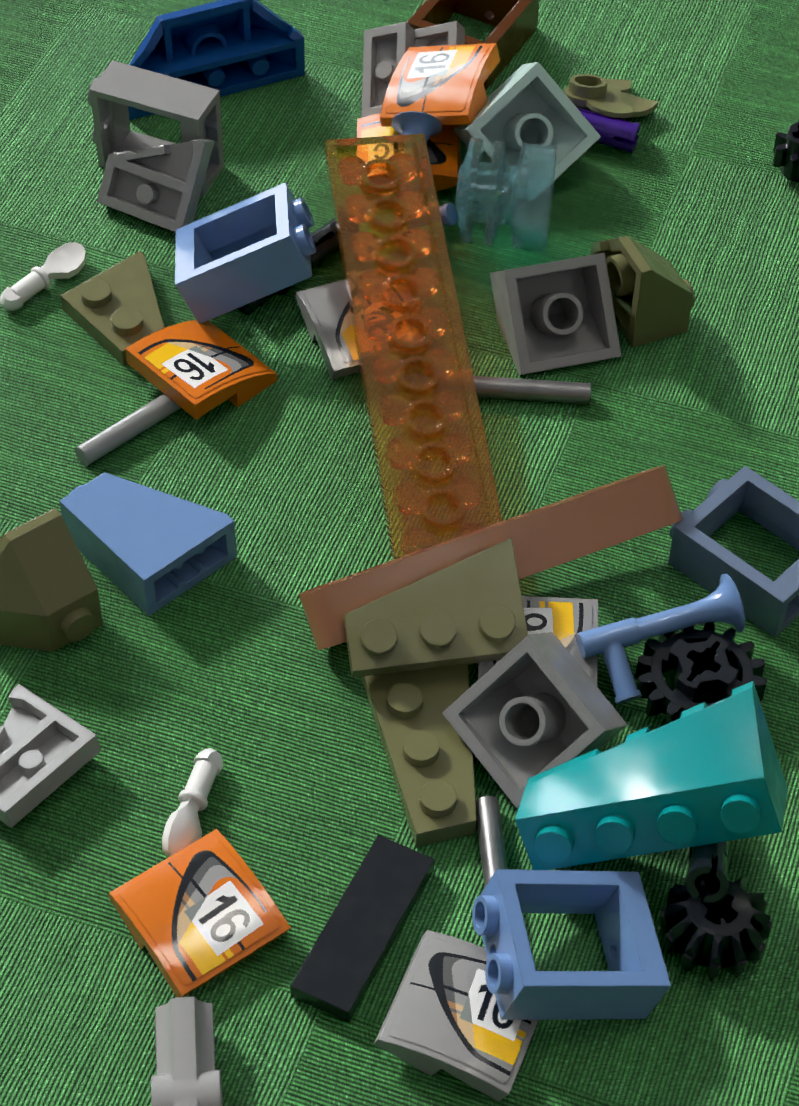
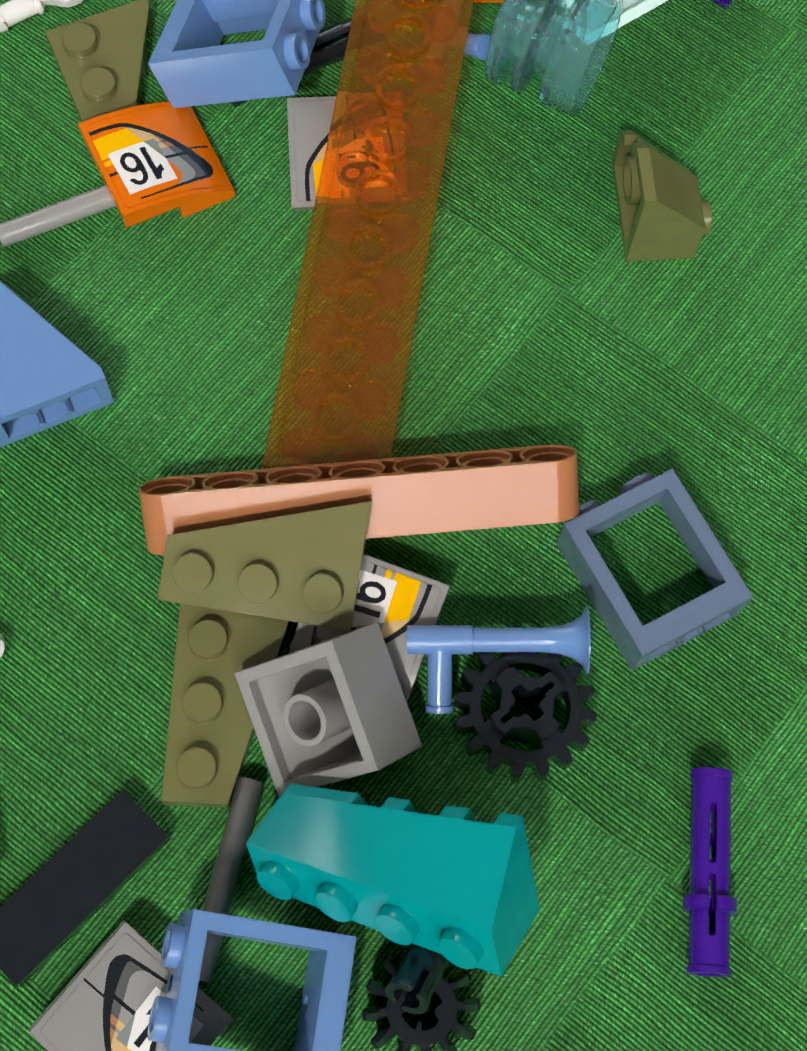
camera: 15 degrees right, 20 degrees up
(532, 390) = (490, 287): flat silver bar -> none
(556, 313) = (554, 202): light grey slope -> none

